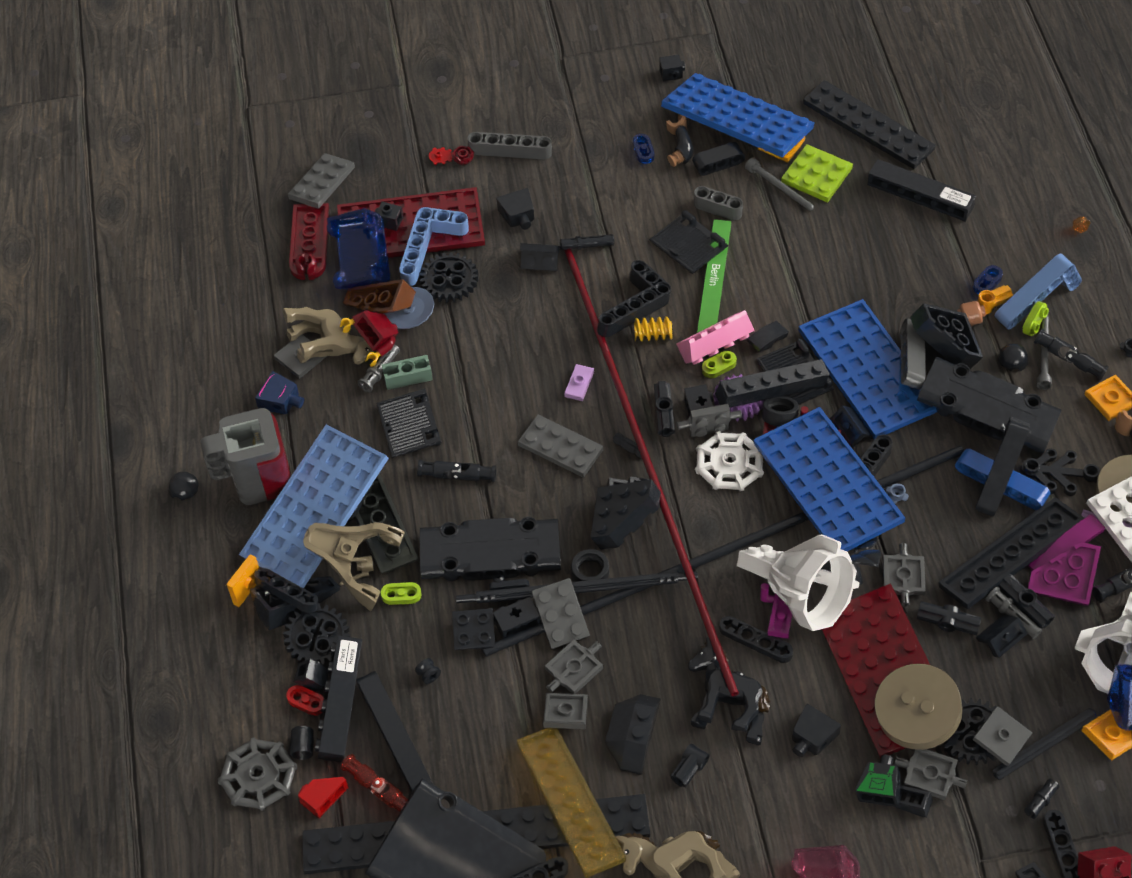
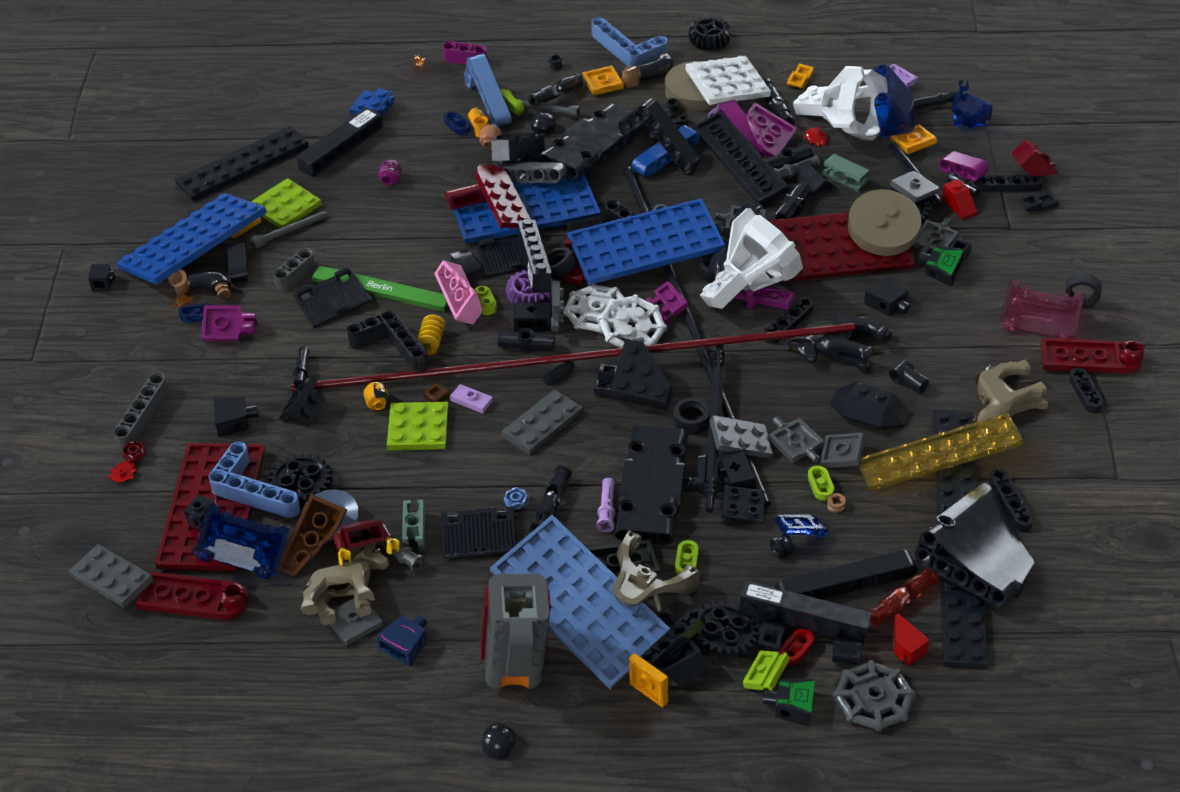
camera: 80 degrees left, 10 degrees down
(241, 704) = (792, 700): none -> black torso
(271, 676) = (766, 670): none -> lime plate
(440, 518) = (606, 511): none -> lavender pin
(448, 681) = (801, 525): none -> clear blue plate
(450, 439) = (516, 498): none -> medium blue plate
(493, 710) = (836, 508): none -> medium nougat bush
(517, 696) = (823, 486): none -> lime plate
(536, 349) = (417, 426): none -> lime plate
(560, 306) = (376, 396): none -> light orange head
(580, 354) = (436, 393): none -> reddish brown tile
(630, 172) = (226, 323): none -> magenta plate
(655, 134) = (181, 301): none -> clear orange plate
(717, 495) = (635, 315): none -> white plate
(748, 519) = (672, 300): none -> magenta plate
(858, 309) = (464, 196): none -> dark red brick
(859, 339) = (501, 195): none -> plate
(883, 241) = (390, 172): none -> magenta head
(995, 203) = (378, 101): none -> blue plate
(1007, 794) = (959, 199): none -> red slope
(1020, 665) = (846, 172): none -> sand green piece
(1070, 792) = (964, 166): none -> magenta beam
(1082, 623) = (816, 136): none -> red piece
(1110, 260) = (459, 52): none -> magenta beam

